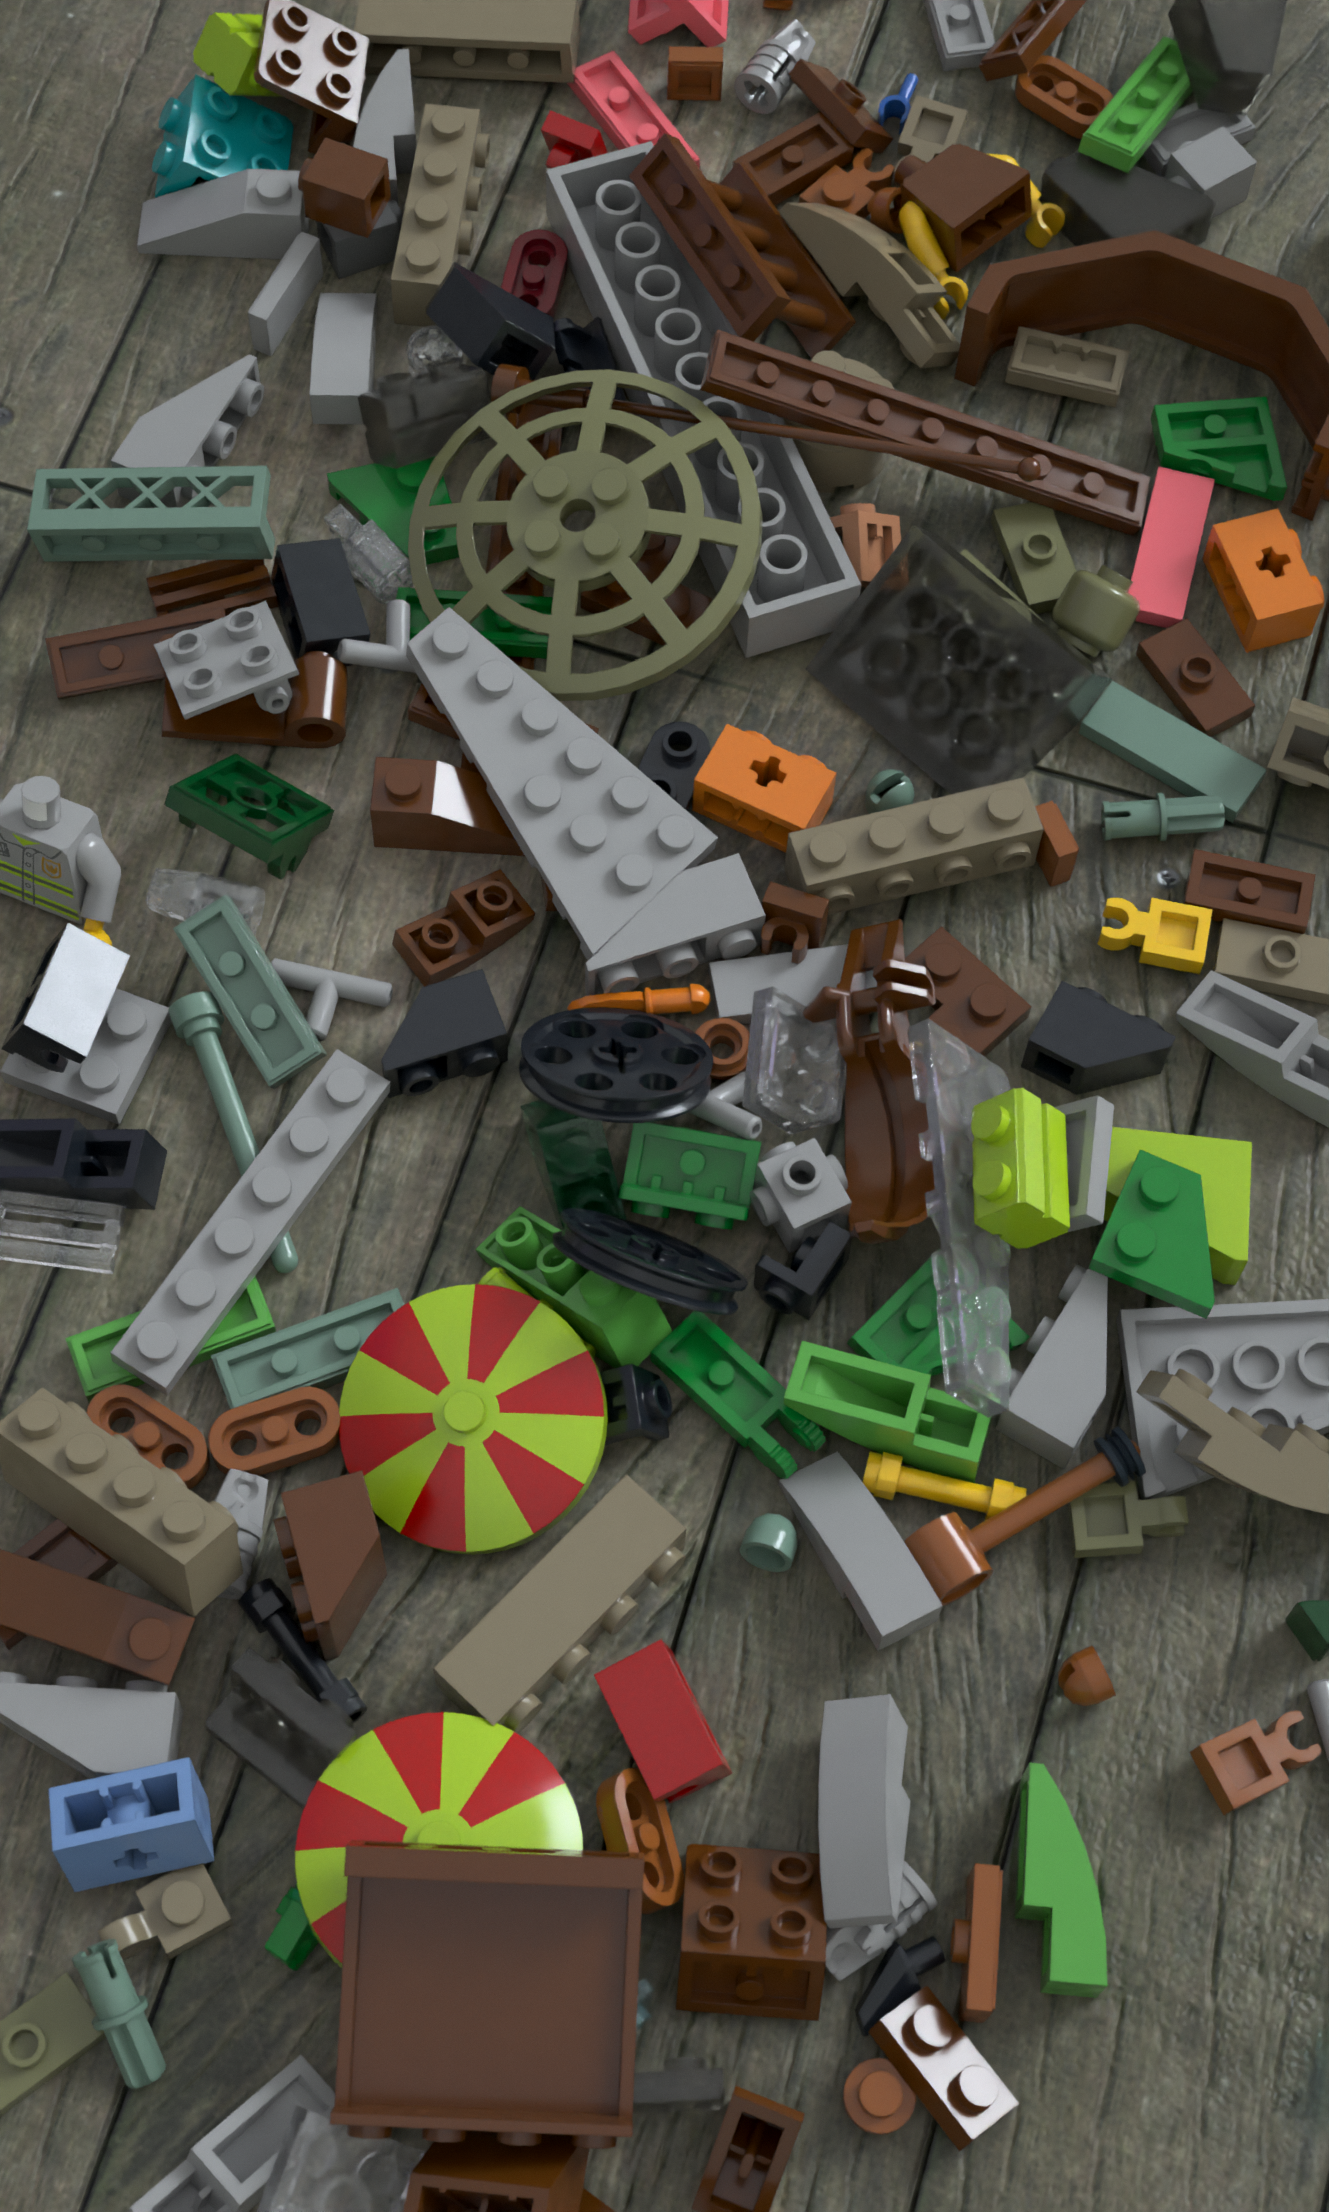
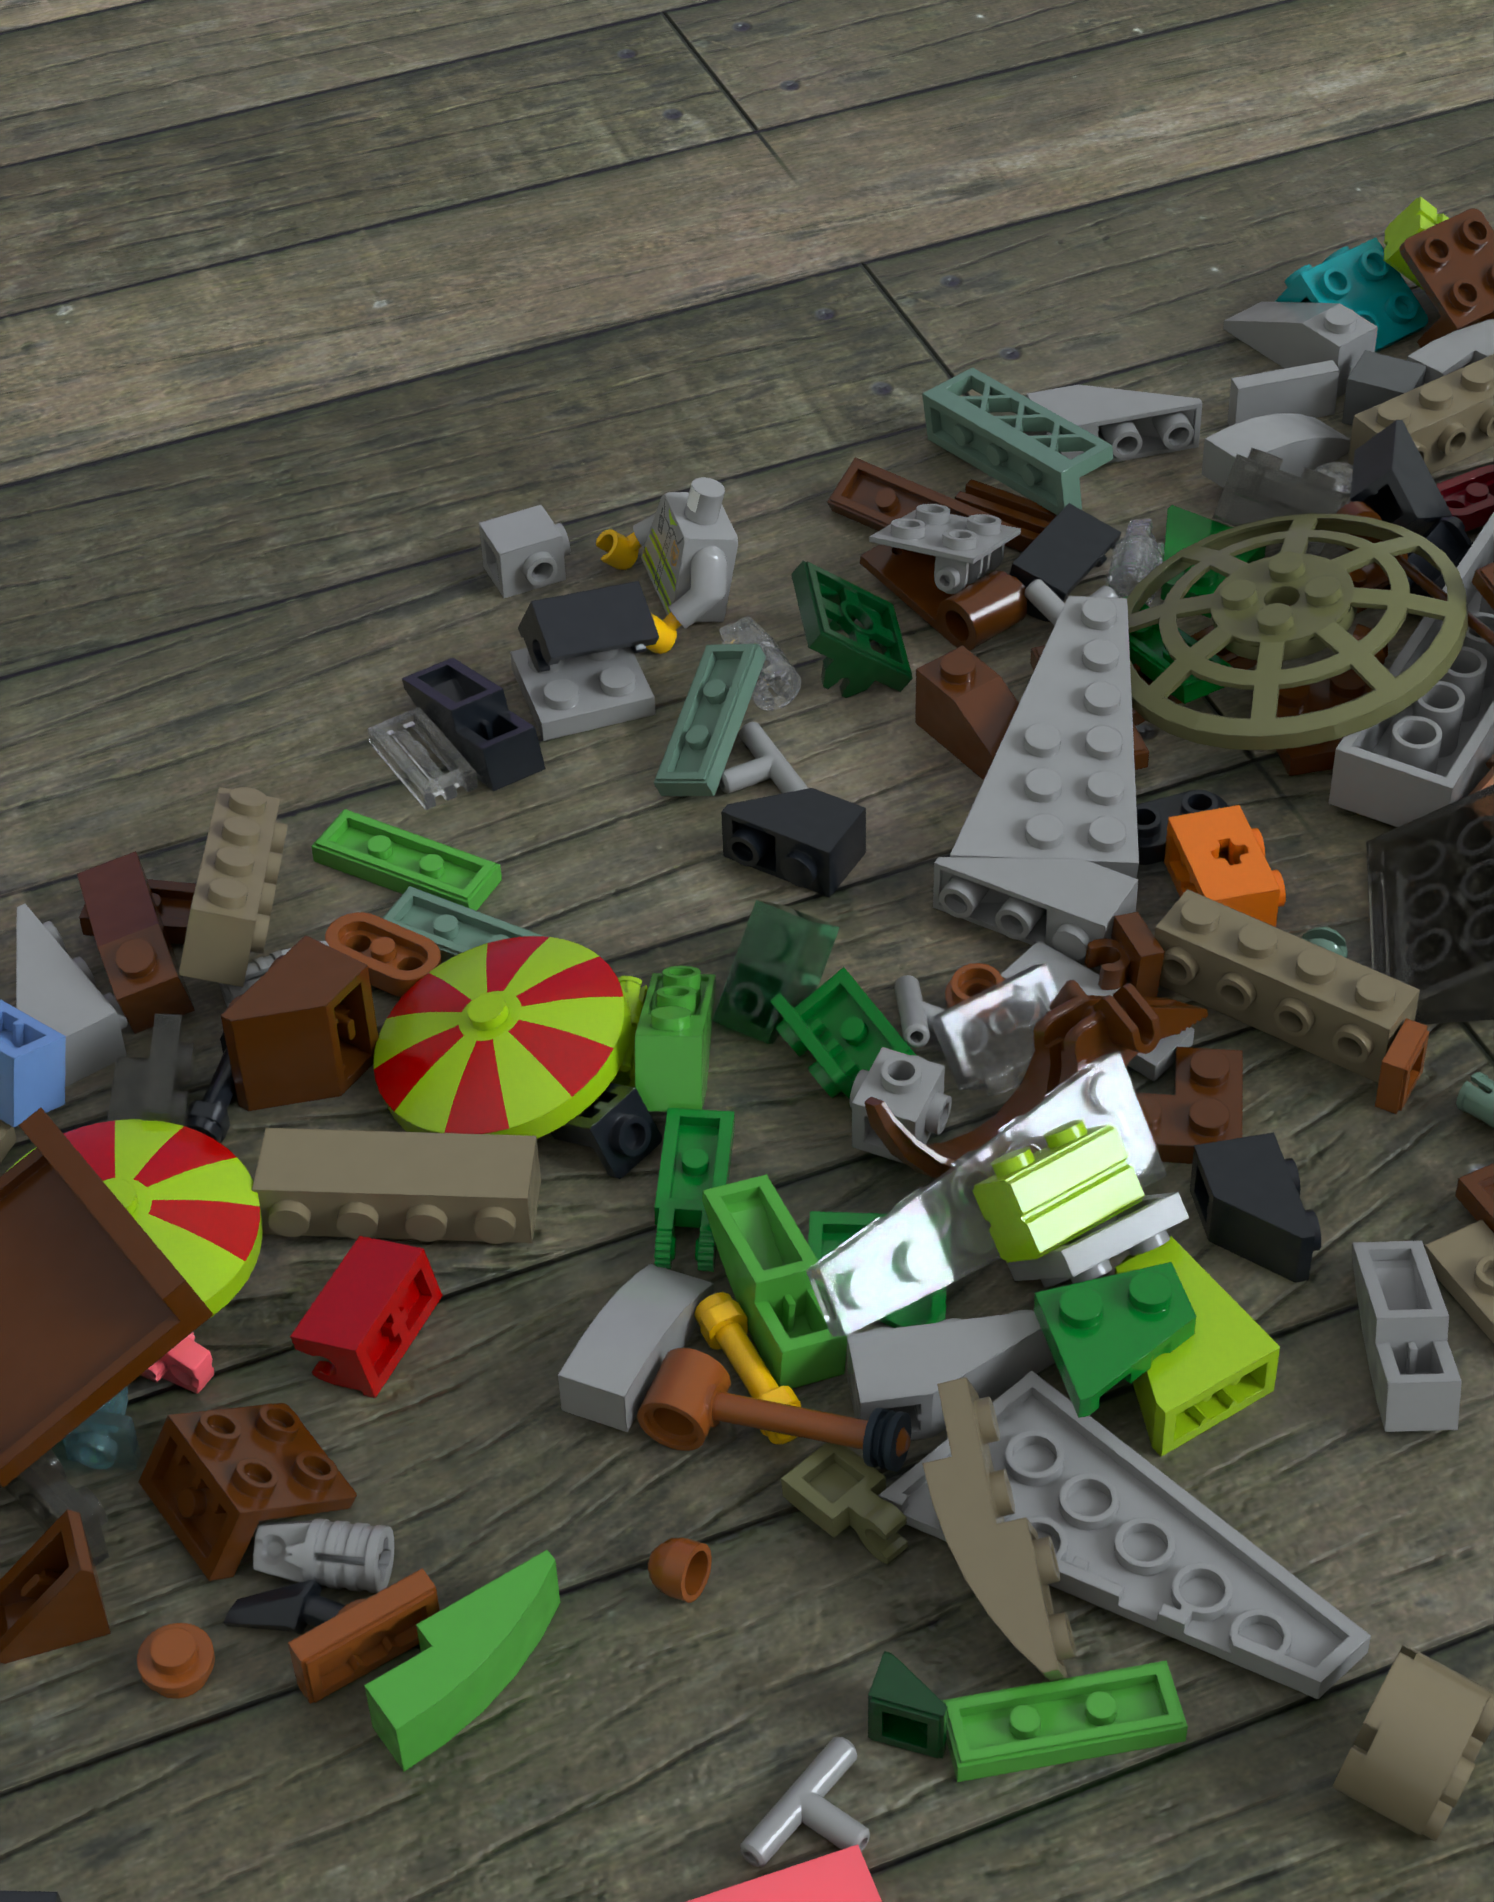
camera: 55 degrees right, 20 degrees down
(155, 1430) = (309, 891): dark orange plate -> none
(199, 1022) = (656, 723): sand green piece -> none
(250, 1223) = (533, 832): light grey plate -> none
(345, 187) = (1388, 344): reddish brown brick -> none
(466, 930) = (922, 805): reddish brown slope -> none
(613, 1063) = (874, 924): black wedge -> none
(640, 1824) = (248, 1360): dark orange plate -> none
(649, 1261) = (724, 1033): black wedge -> none
(658, 1001) = (960, 930): orange piece -> none
(770, 1543) = (588, 1285): sand green hinge -> none
(809, 1276) = (841, 1162): black bracket -> none
(862, 1810) = (406, 1470): light grey slope -> none
(943, 2067) = (235, 1685): plate -> none
(1168, 933) = (1415, 1194): yellow plate -> none
(1249, 1764) = (710, 1728): dark orange plate -> none

